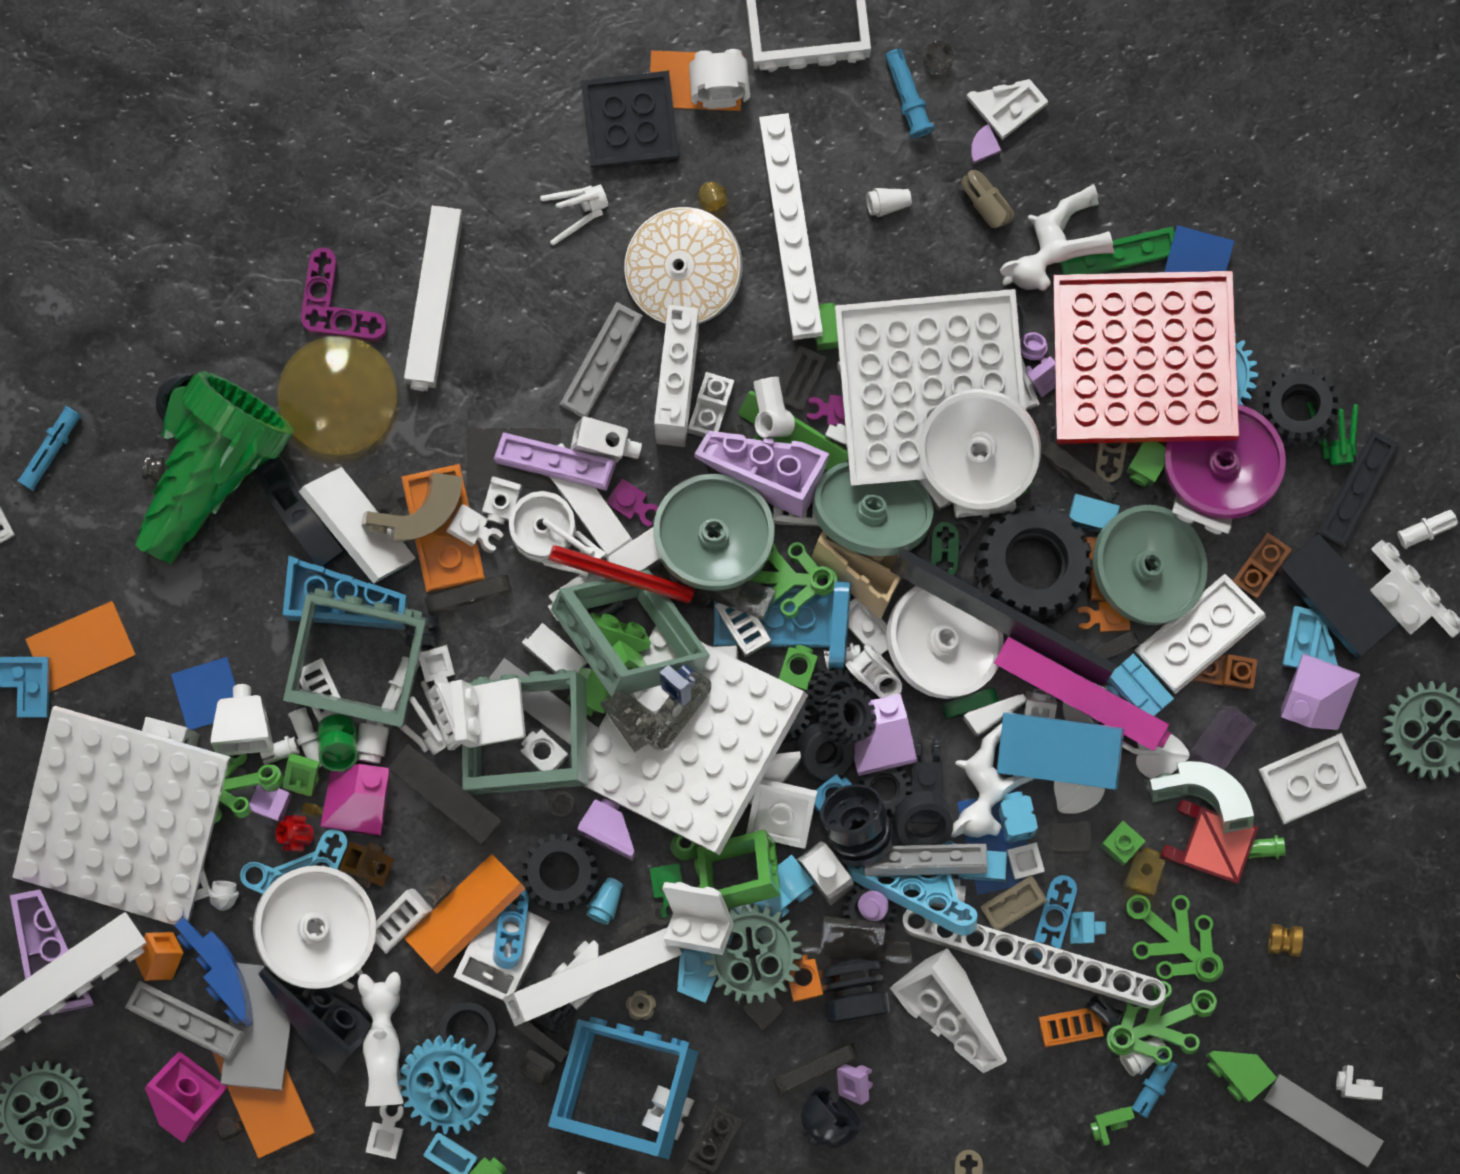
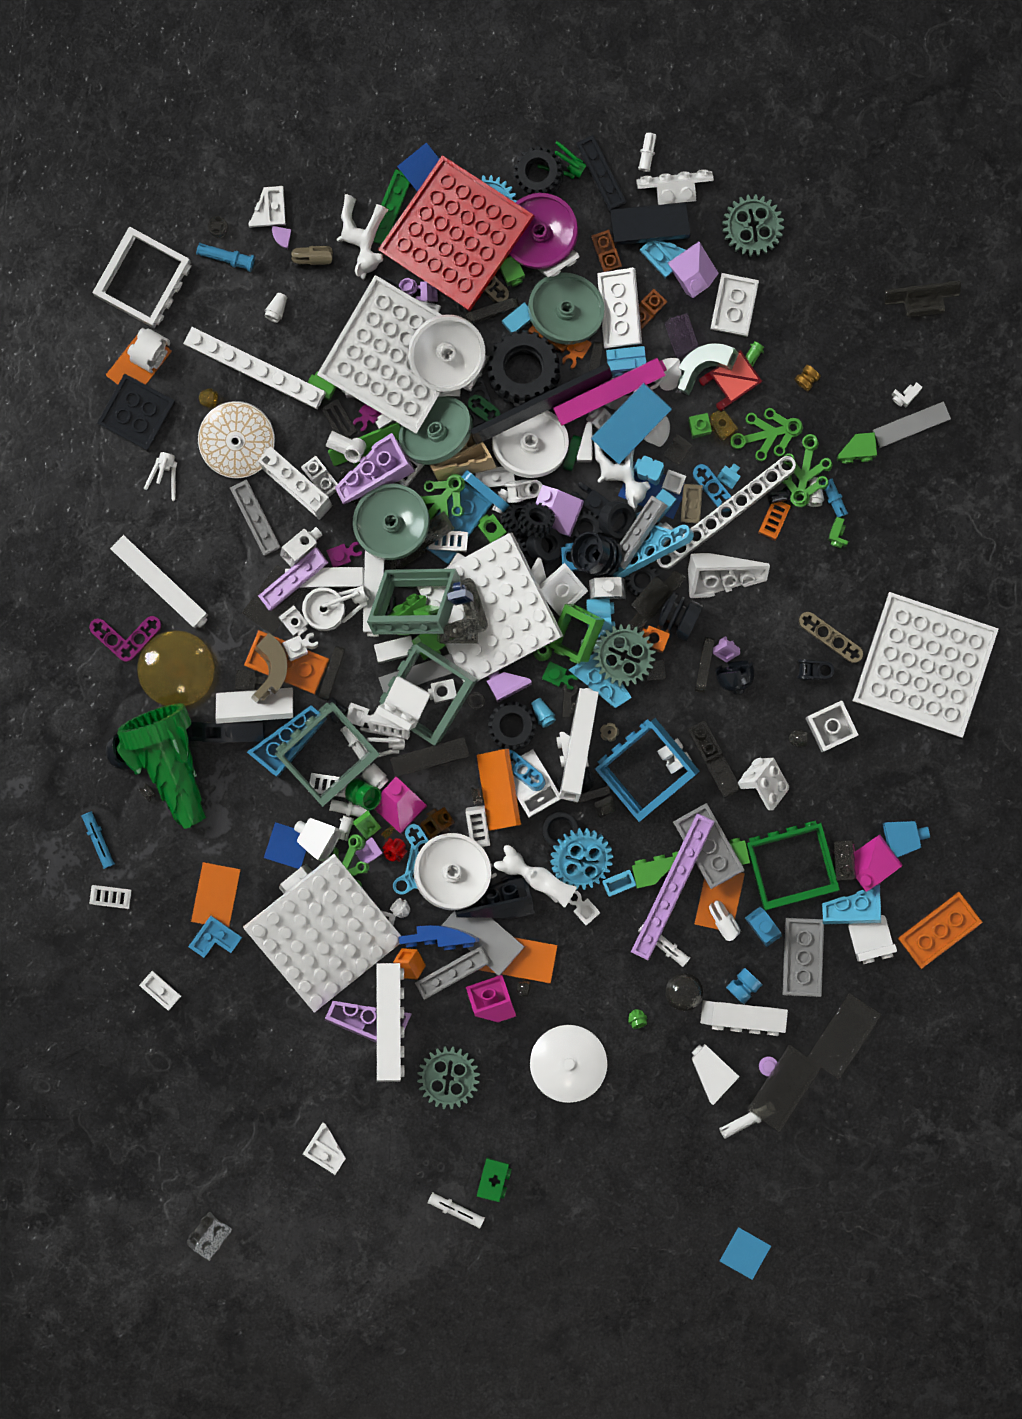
camera: 50 degrees left, 5 degrees up
(621, 574) = (379, 585): red axle -> none
(698, 918) = (587, 670): white bracket -> none
(873, 905) = (643, 576): lavender plate -> none

